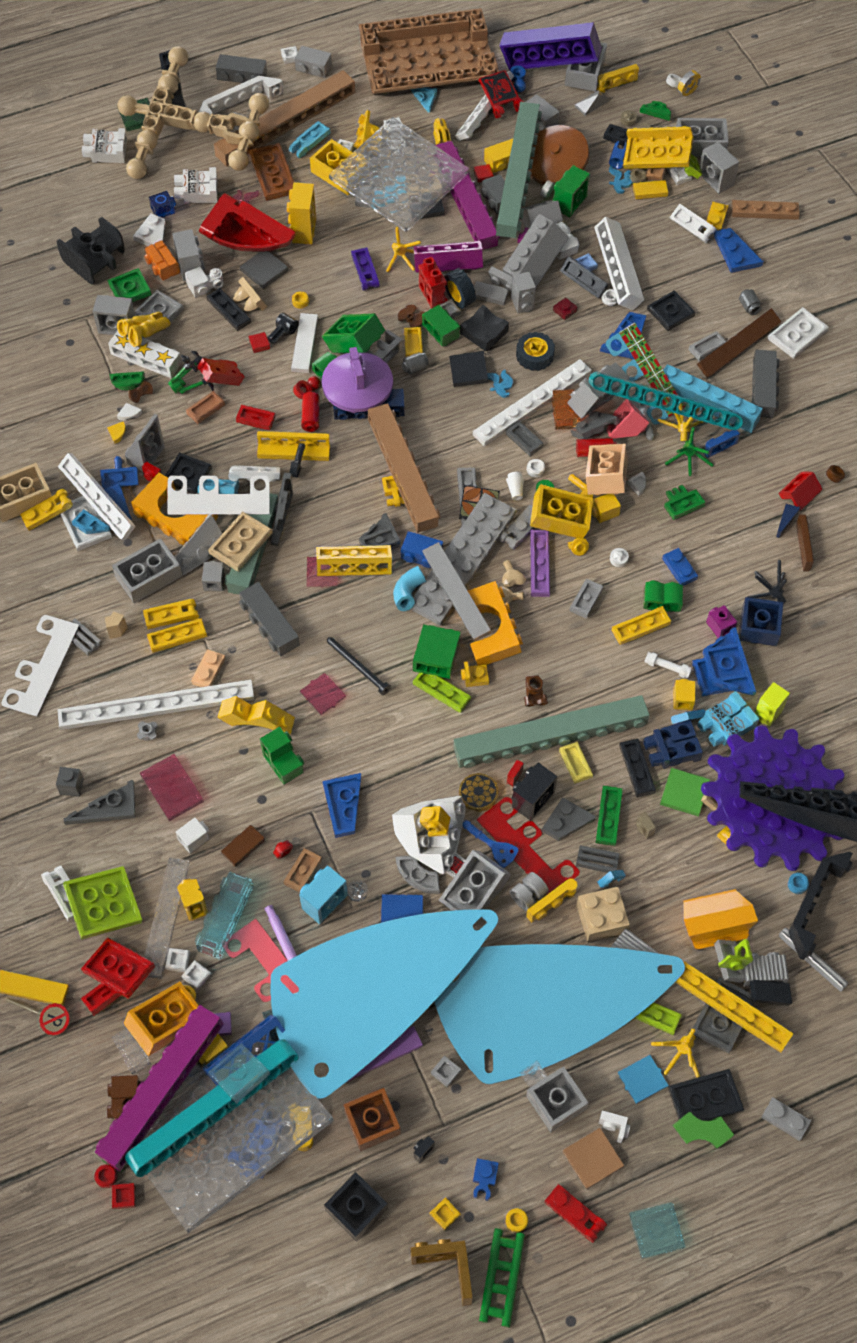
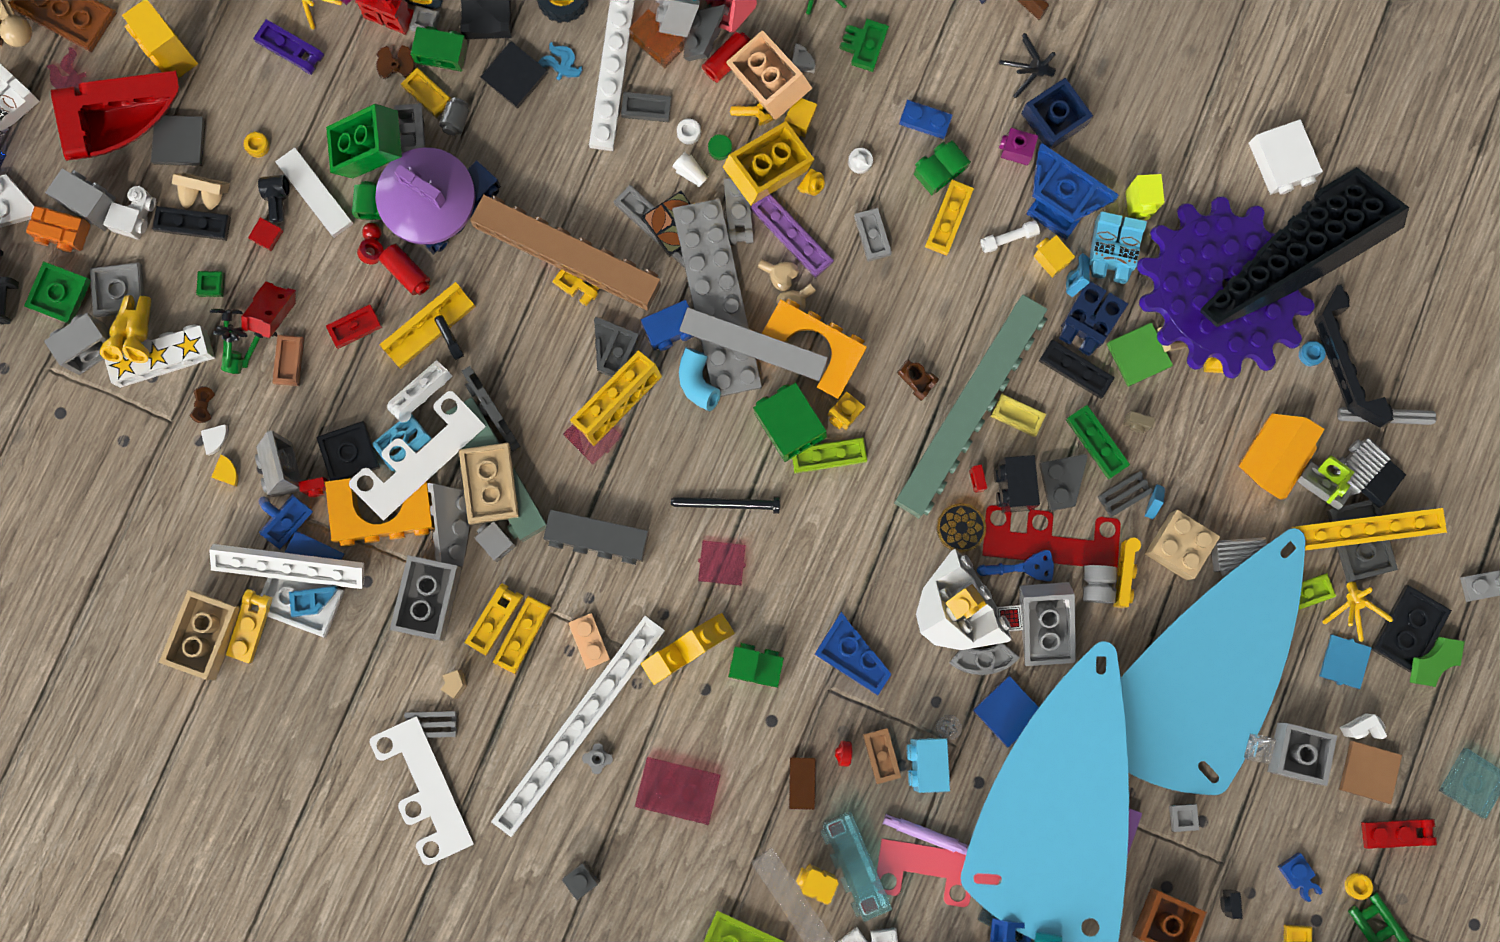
camera: 50 degrees left, 20 degrees up
(114, 806) = (645, 861): dark grey wing -> none
(127, 380) = (174, 404): green plate -> none
(193, 835) = (749, 819): white brick -> none
(206, 343) = (210, 284): none -> green tile

